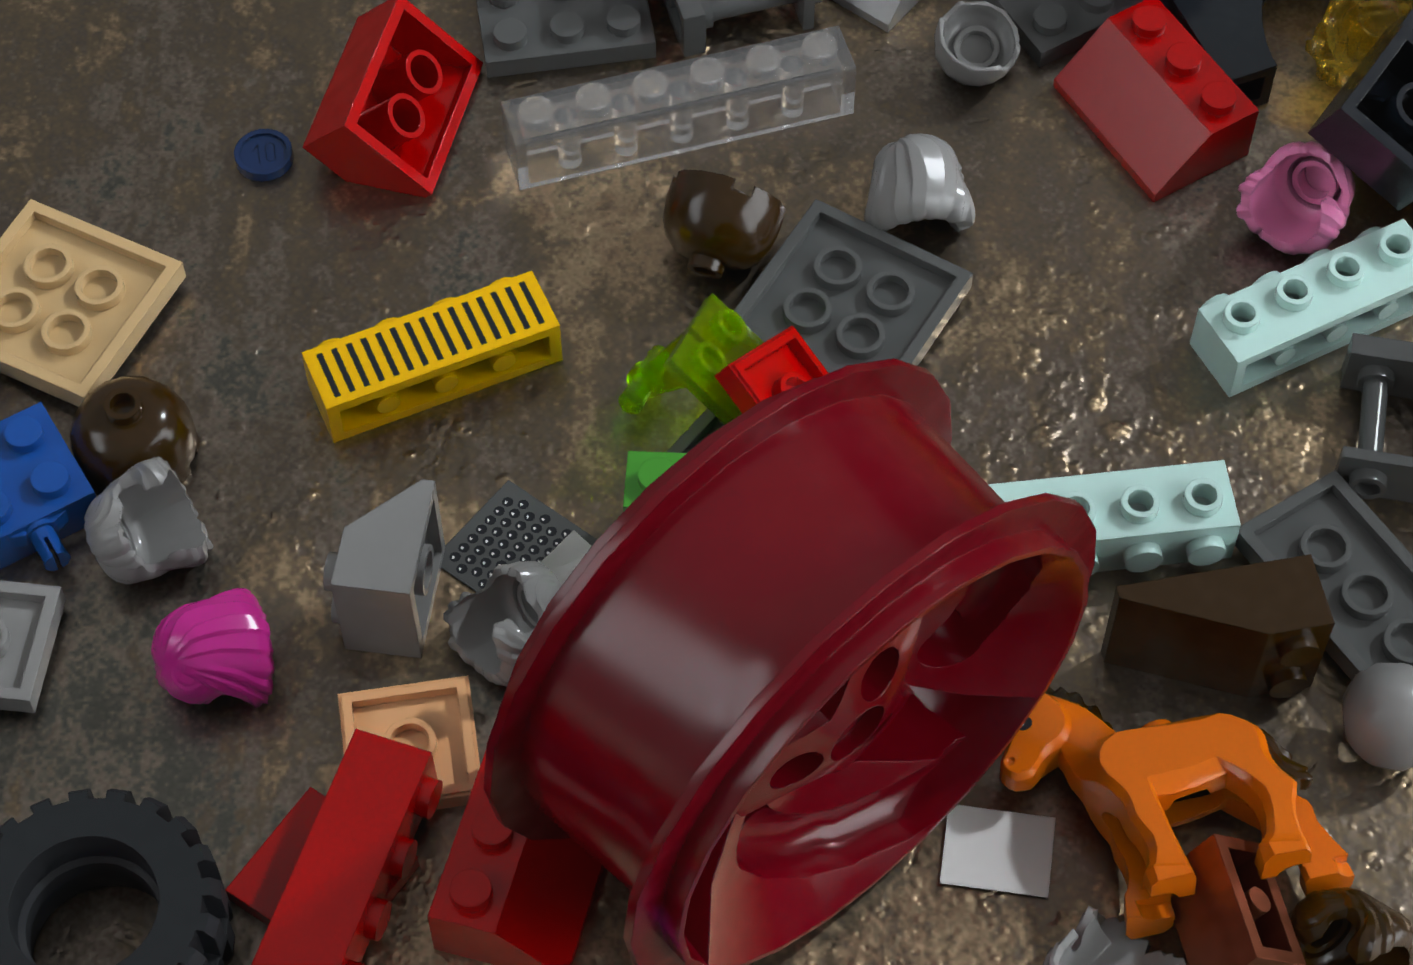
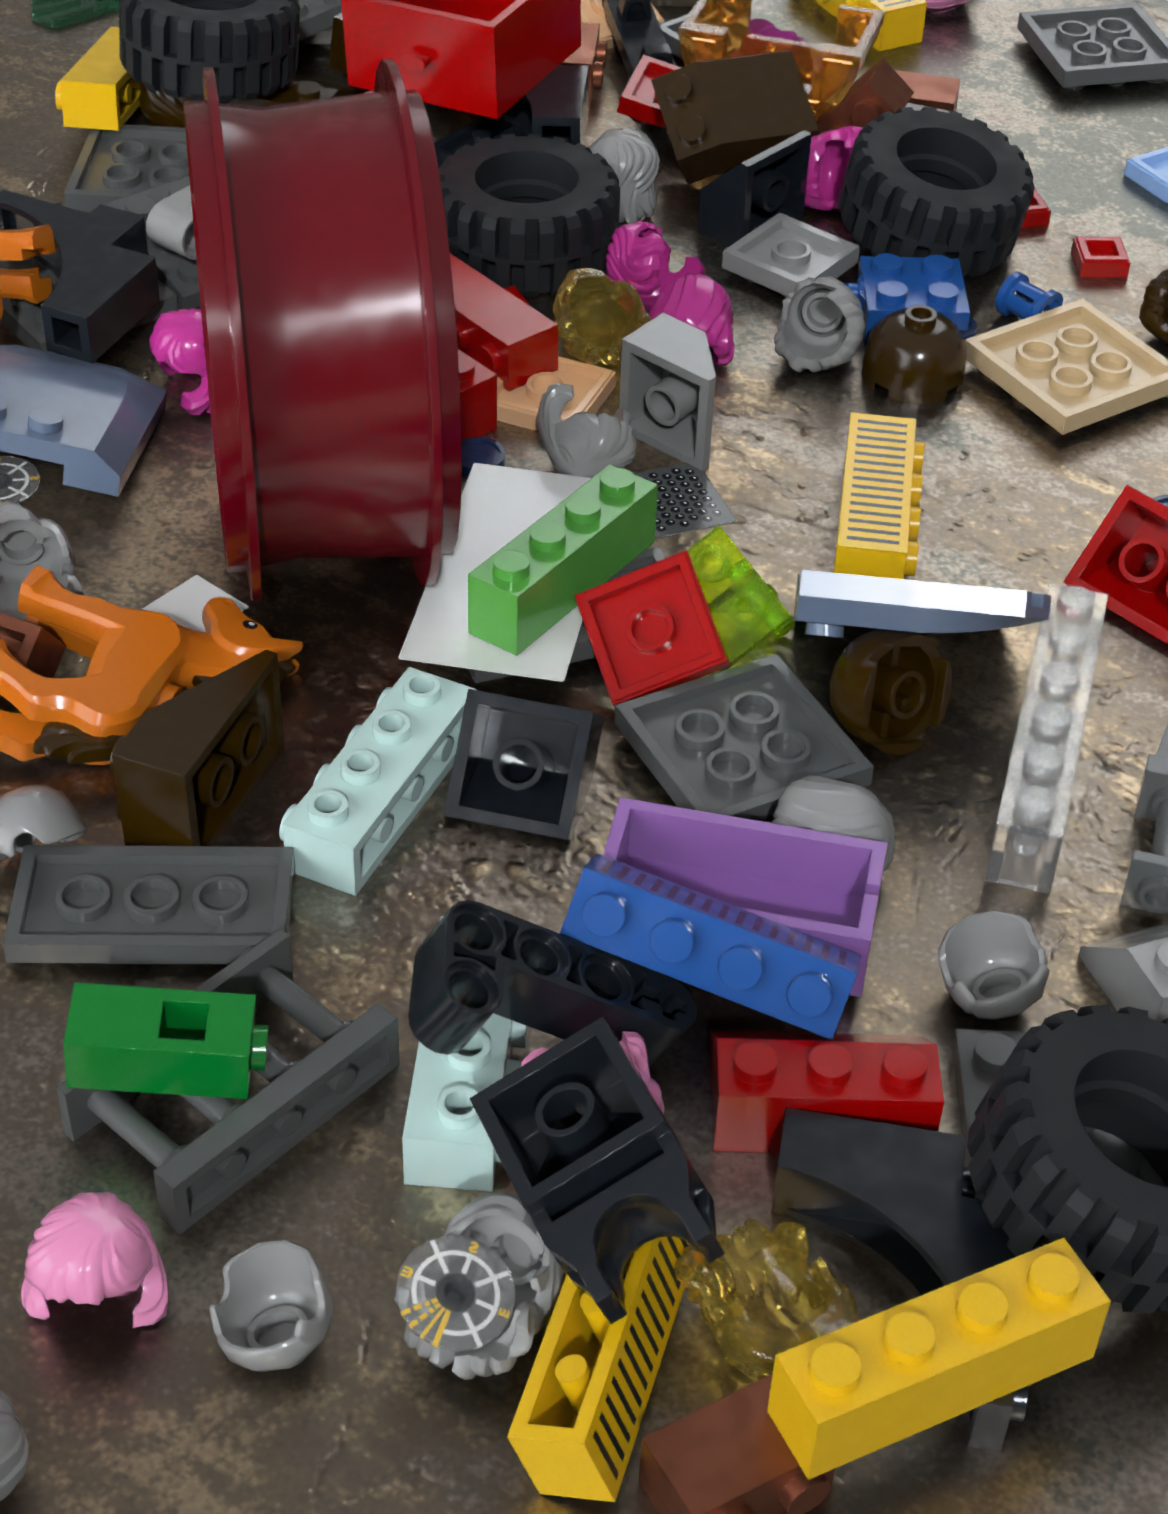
camera: 120 degrees right, 15 degrees down
(133, 742) = (643, 259): none -> dark pink hair
(284, 729) = (596, 315): none -> clear yellow hair
(629, 219) = (838, 600): none -> sand blue wedge
(1005, 423) = (523, 764): none -> black slope
(1049, 207) = (777, 871): none -> medium lavender piece
(1149, 159) = (711, 945): none -> blue brick
(1279, 247) = (506, 966): none -> black beam

